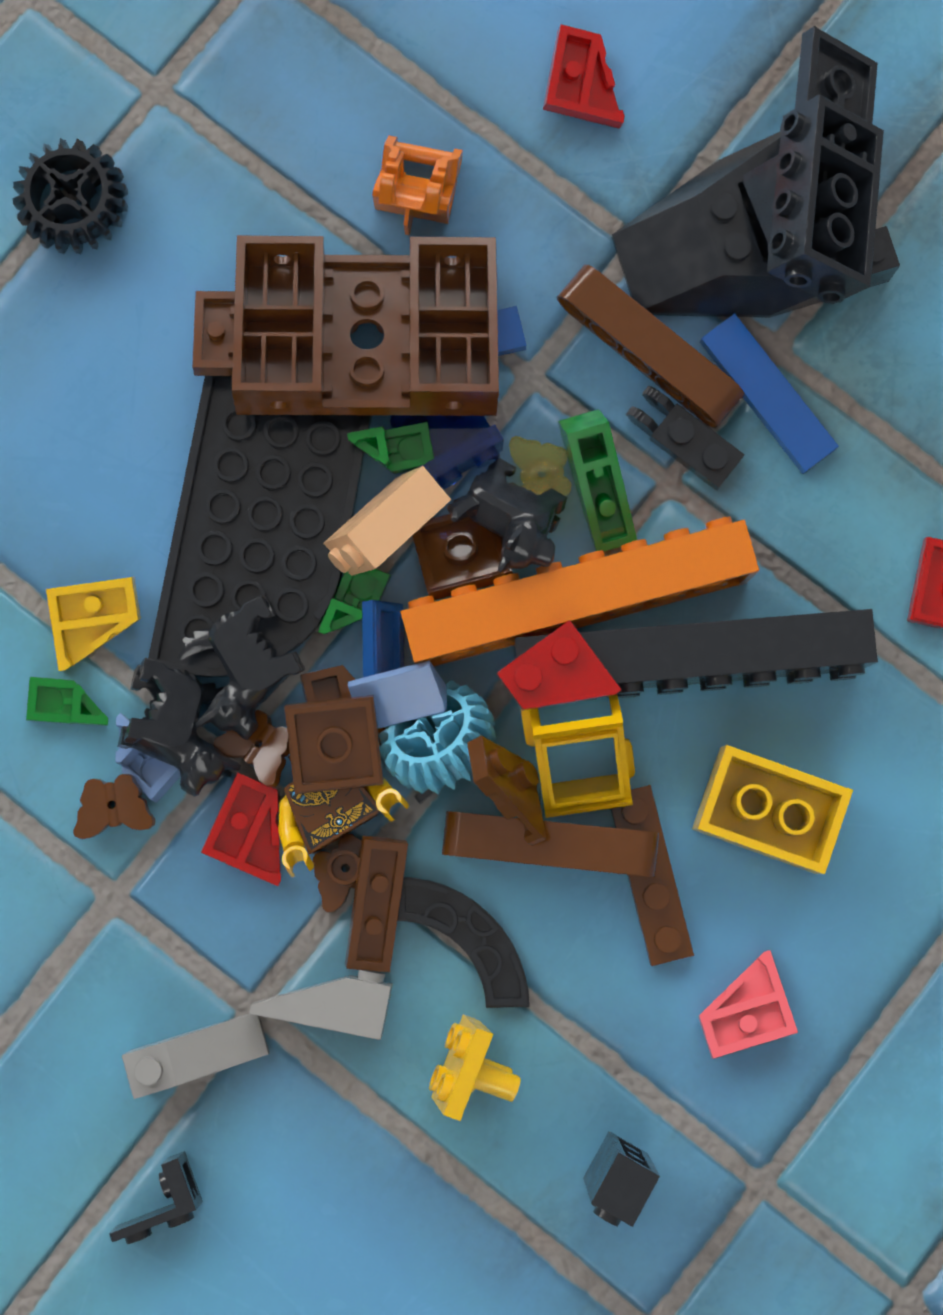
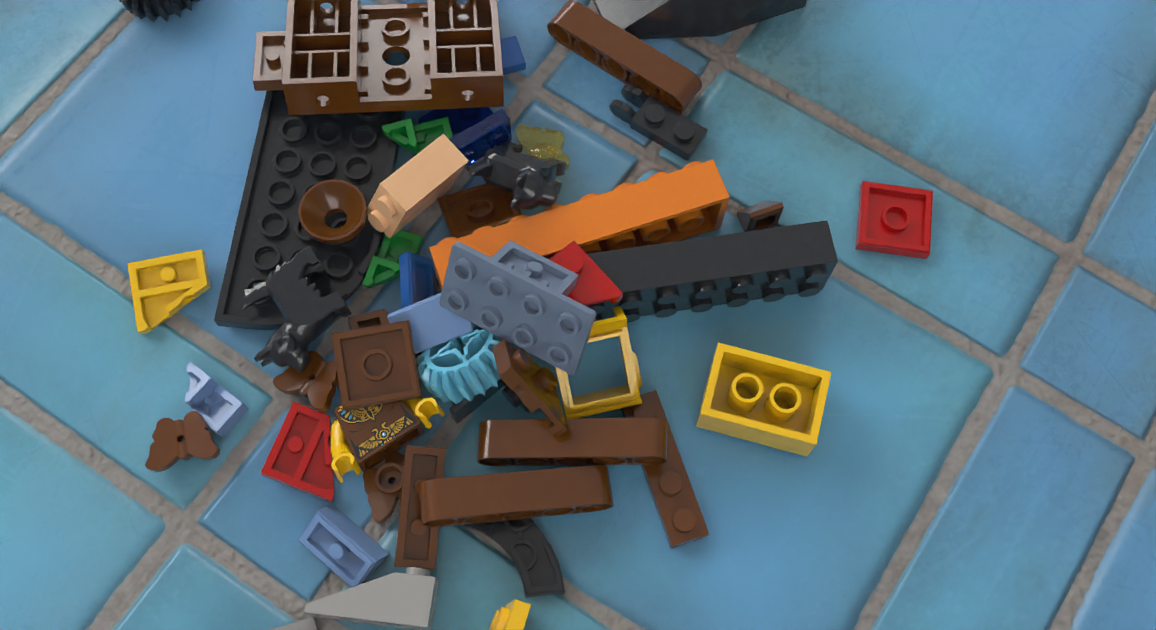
camera: 10 degrees left, 15 degrees down
(61, 703) = (139, 359): green slope -> none
(170, 726) = (232, 366): black animal -> none
(276, 527) = (330, 198): none -> reddish brown piece
(290, 936) = (343, 546): none -> medium blue slope
(483, 902) = (514, 495): none -> reddish brown beam
(504, 693) = (519, 301): none -> sand blue bracket
(598, 479) = (588, 147): green slope -> none
(748, 1011) = (763, 580): coral wing -> none
(769, 394) = (725, 88): blue tile -> none
(795, 571) = (760, 215): none -> reddish brown slope

